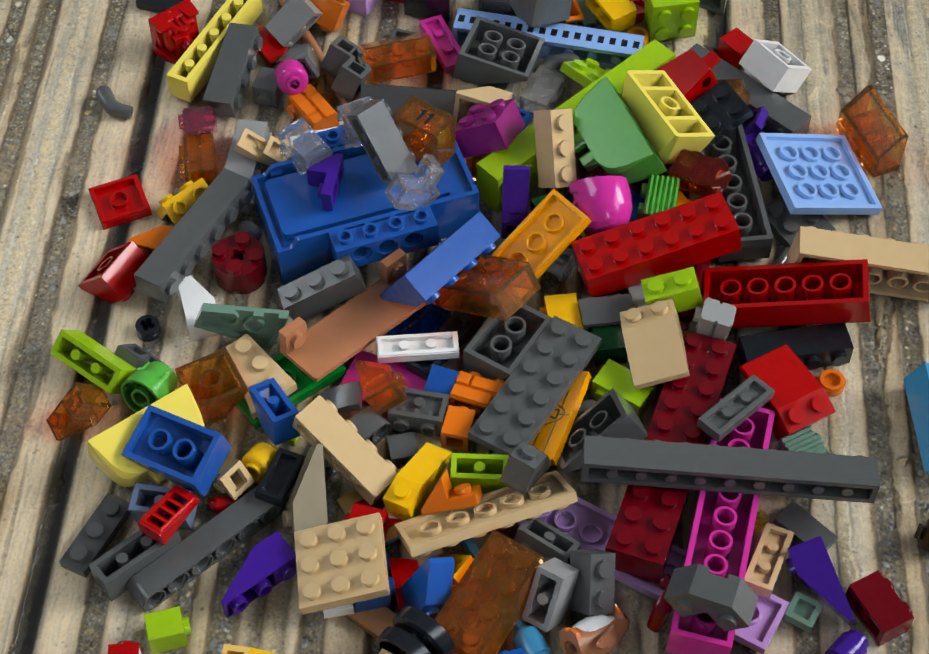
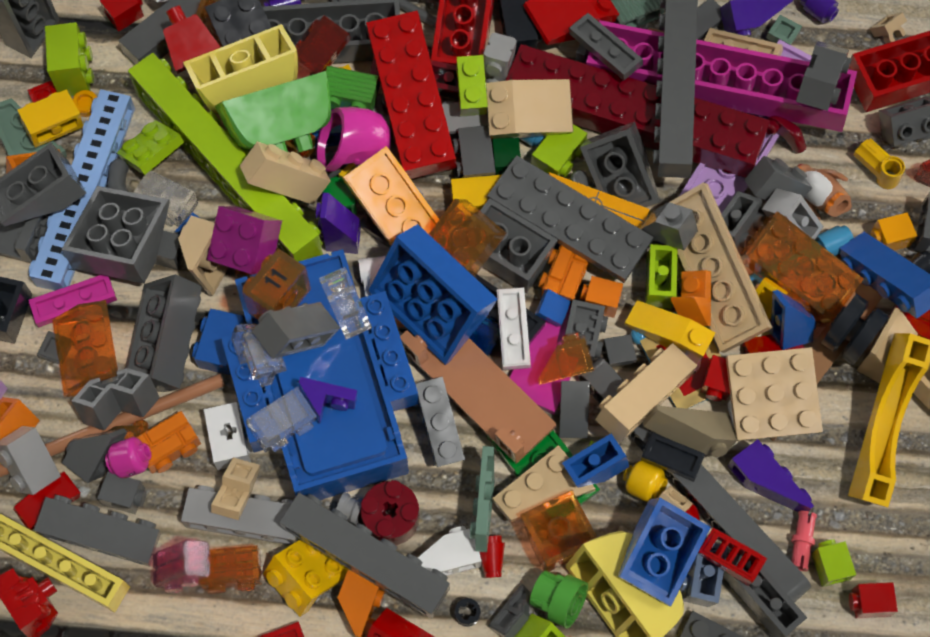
camera: 90 degrees left, 15 degrees up
(194, 606) = (803, 540): none -> coral pin
(197, 343) = (493, 559): none -> red cone

